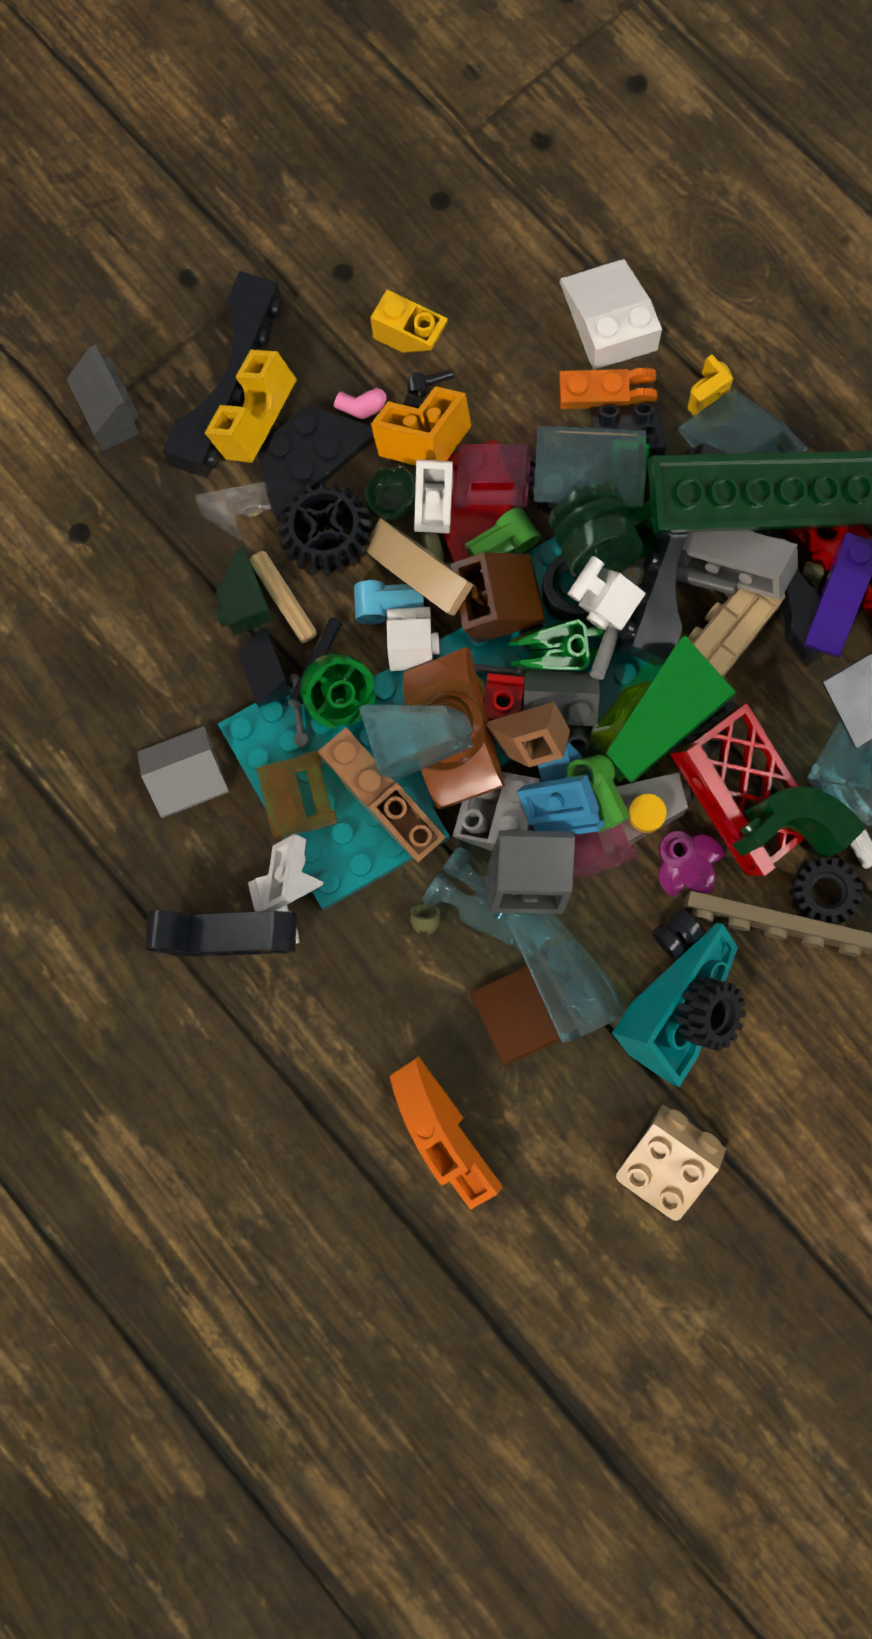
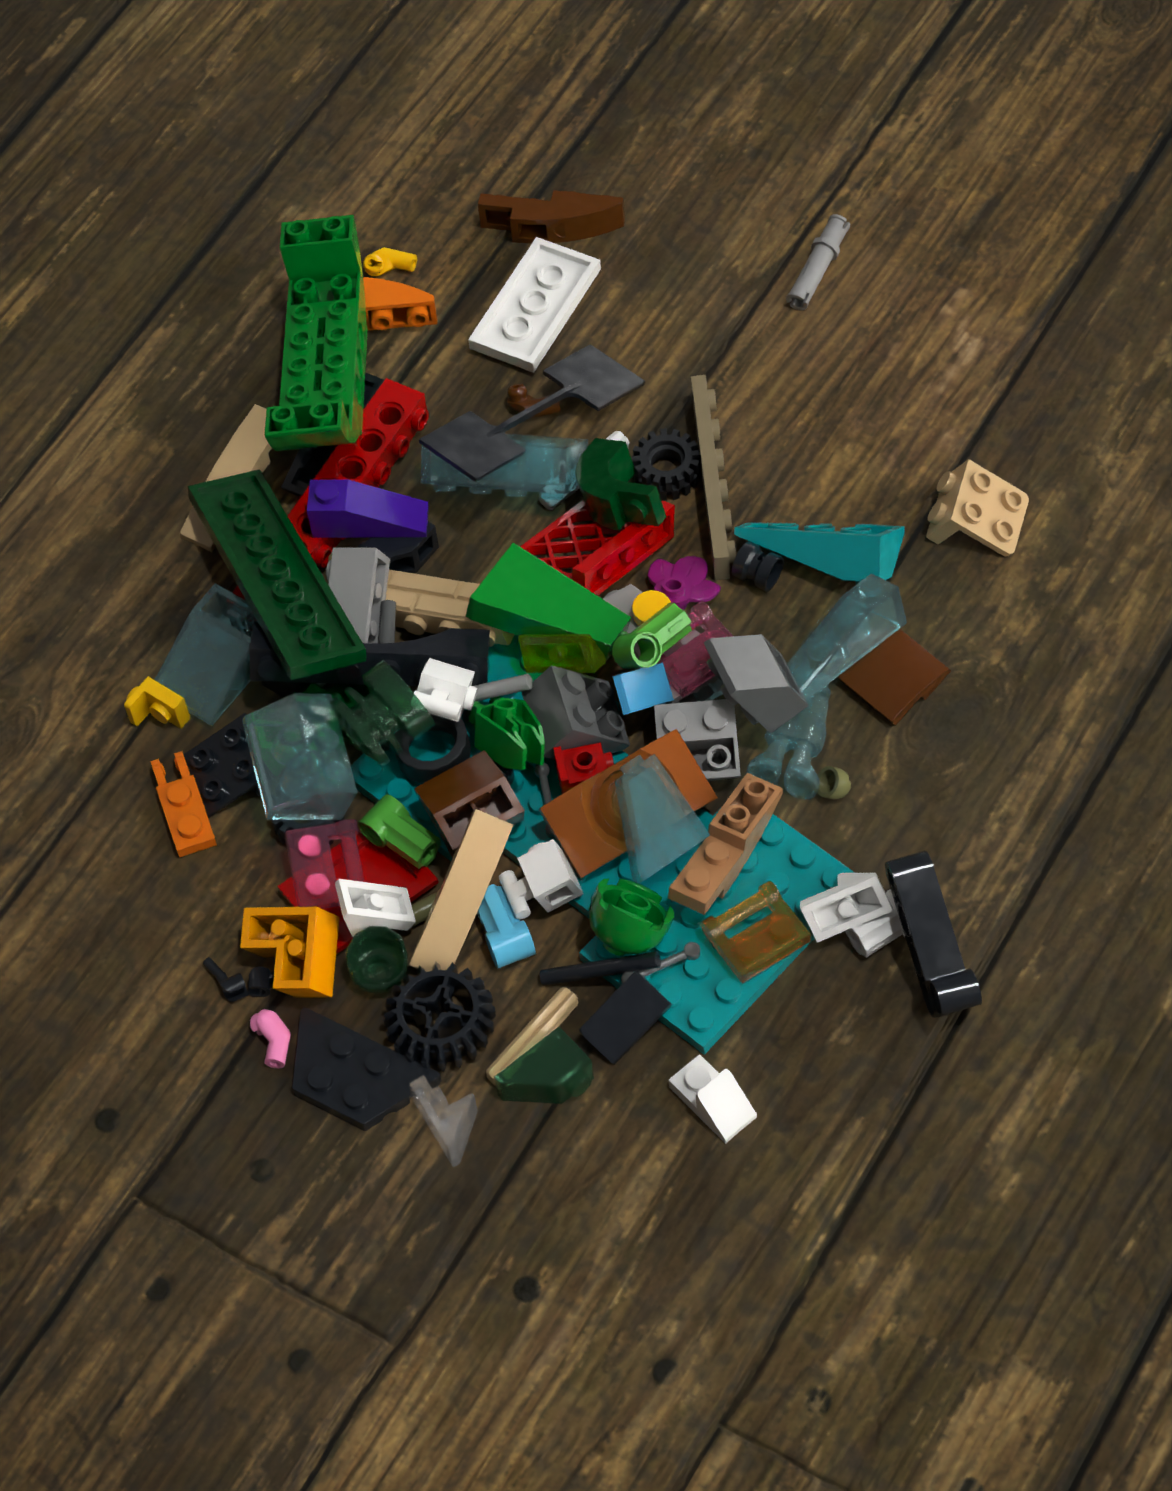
camera: 110 degrees left, 20 degrees down
(103, 399) = (358, 1298): dark grey slope -> none
(173, 717) = (713, 1097): none -> white slope
(182, 772) = (769, 1066): light grey slope -> none
(253, 307) = (196, 1185): black arch -> none
(266, 386) = (318, 1130): yellow arch -> none
(406, 324) = (167, 1010): yellow slope -> none
(435, 1131) = (1038, 697): orange slope -> none
(531, 735) = (619, 711): medium nougat slope -> none
(561, 805) = (682, 662): dark azure plate -> none
(612, 314) = (89, 823): white slope -> none
(711, 1013) = (825, 510): black tyre -> none

